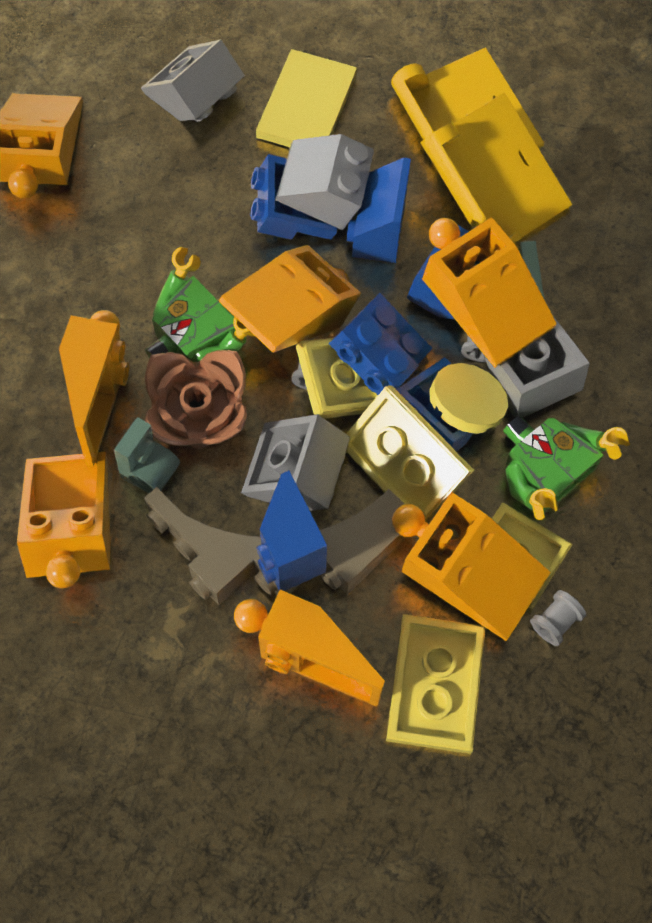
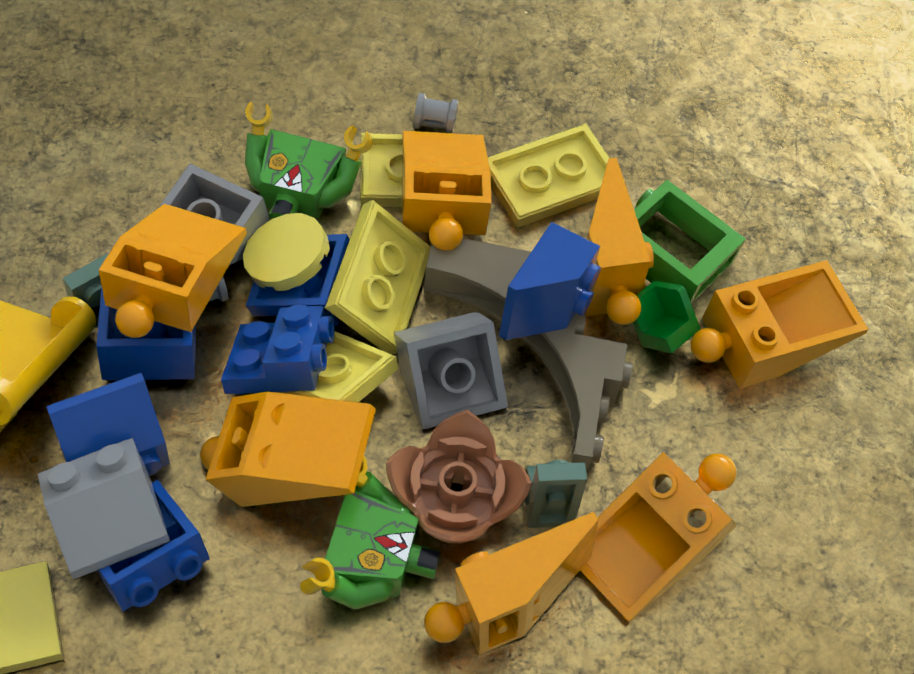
camera: 130 degrees left, 10 degrees down
(150, 752) = (777, 323): none -> light orange slope
(224, 652) = (665, 317): none -> green panel
(246, 733) = (699, 224): none -> bright green window

